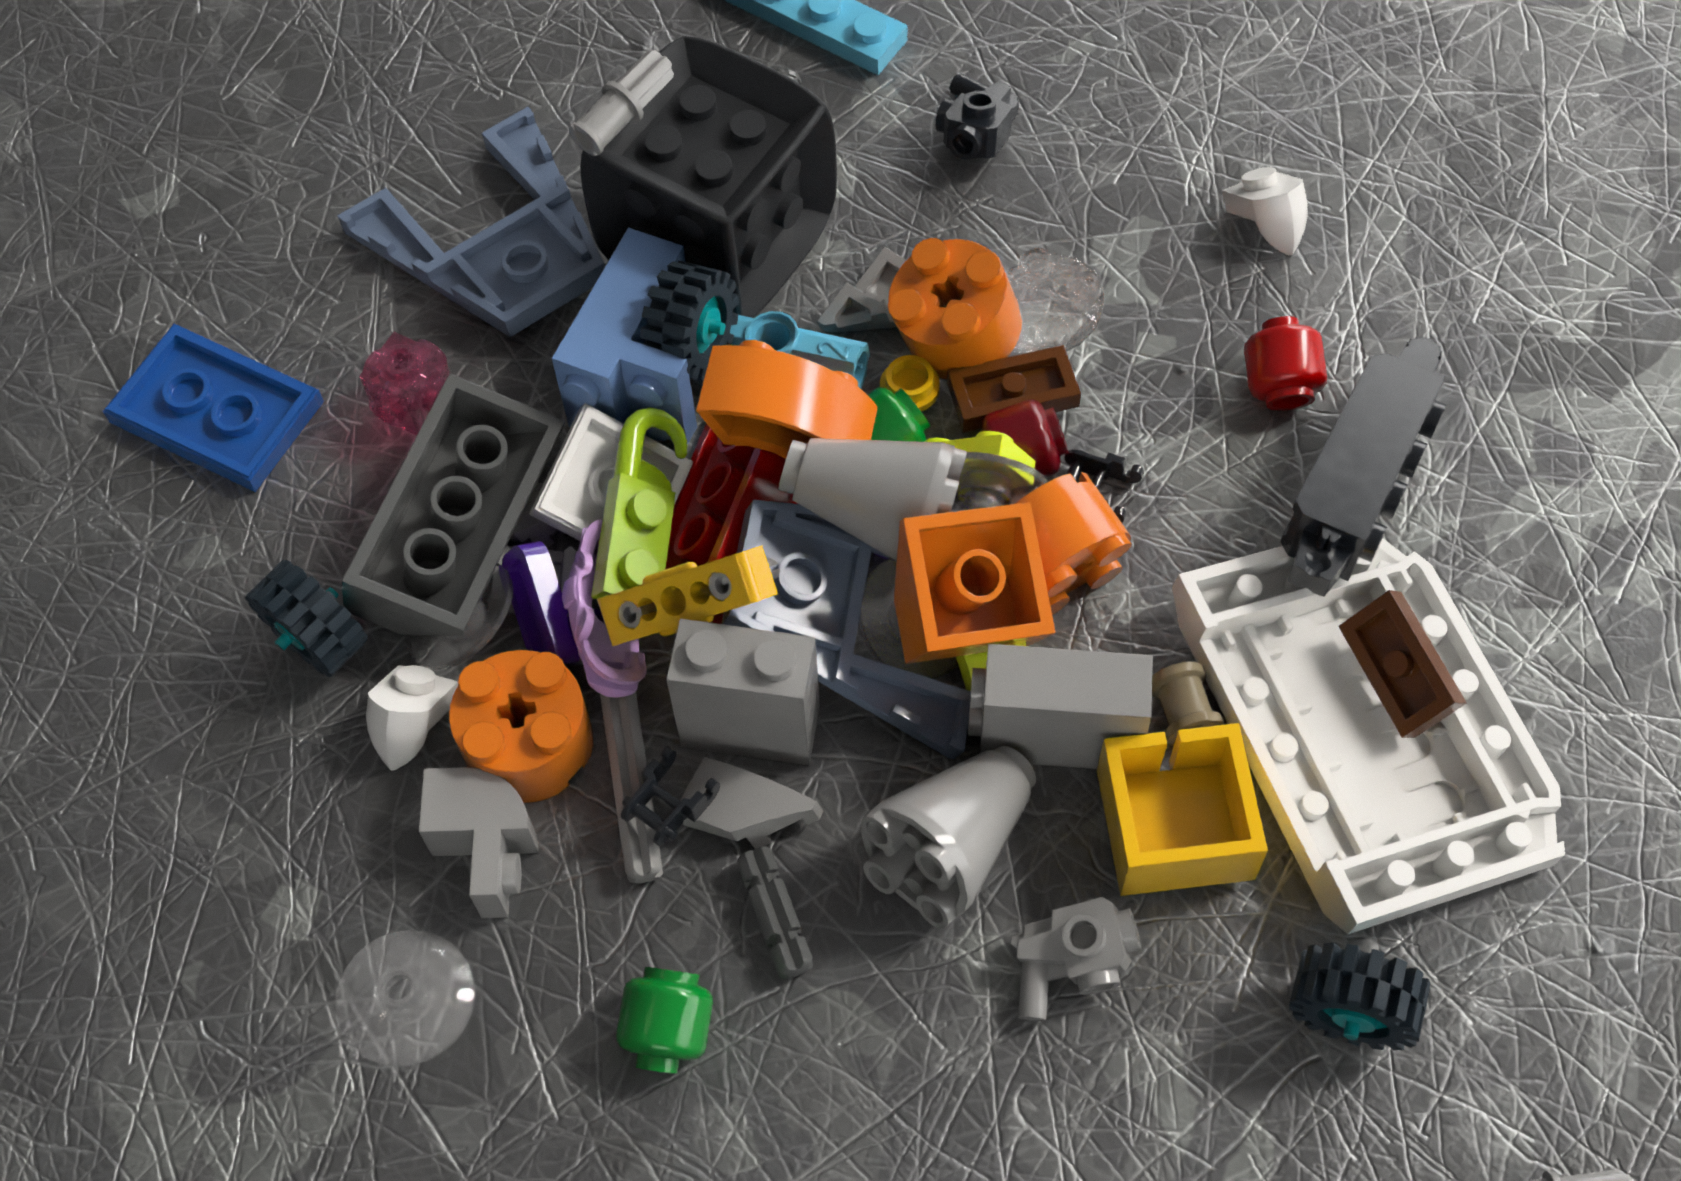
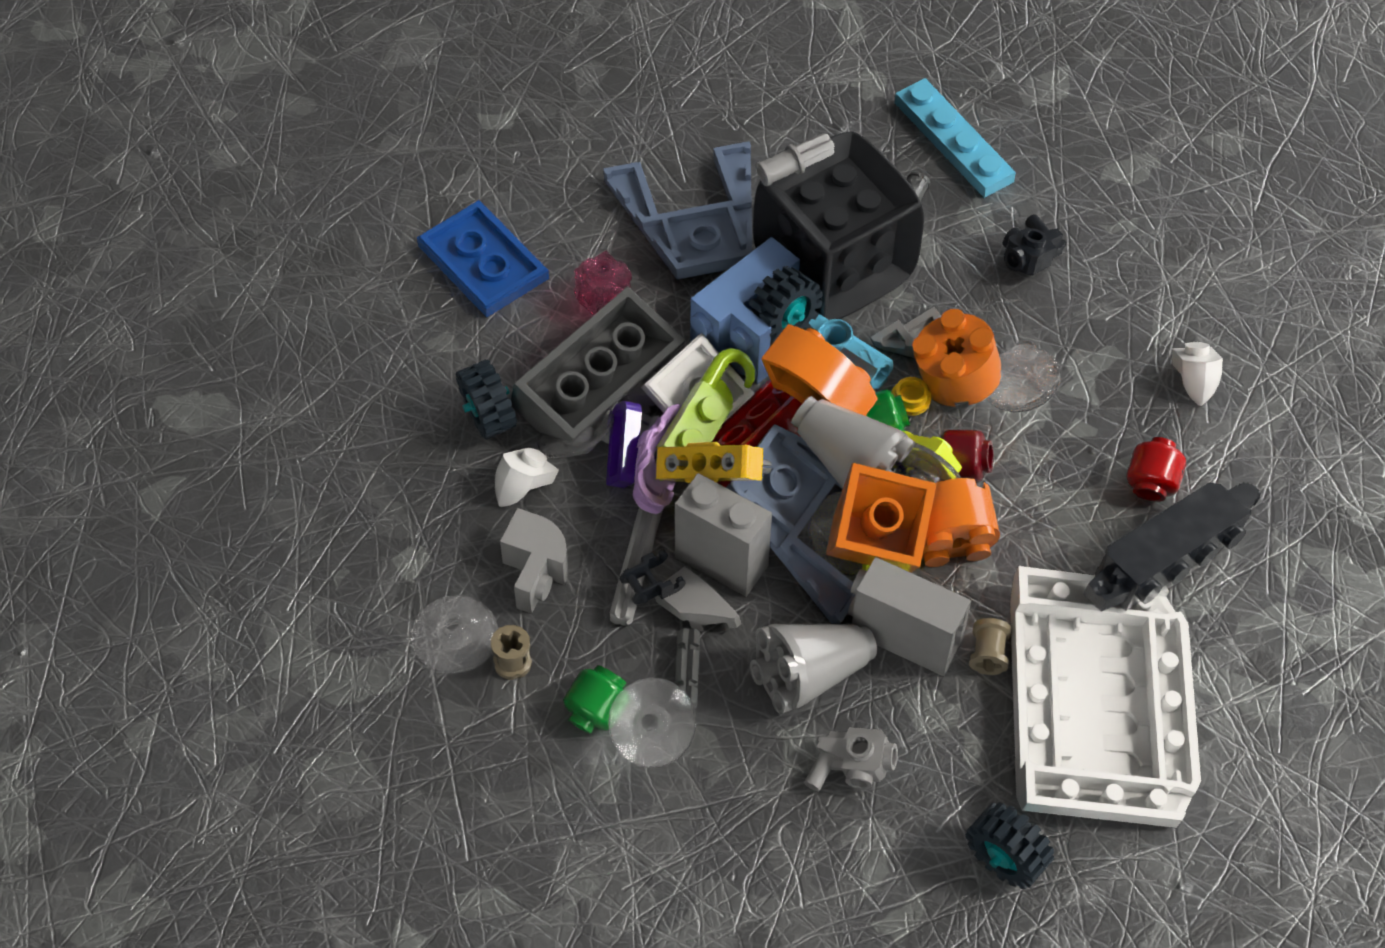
camera: 20 degrees right, 5 degrees down
(495, 978) = (511, 652): none -> dark tan bush
(530, 692) = (586, 504): orange brick -> none
(793, 1027) = (673, 726): none -> clear dish
(1010, 380) = (992, 419): reddish brown plate -> none
(1101, 469) = (1010, 491): black piece -> none
(1183, 822) = (953, 712): yellow piece -> none
(1402, 664) = (1134, 671): reddish brown plate -> none

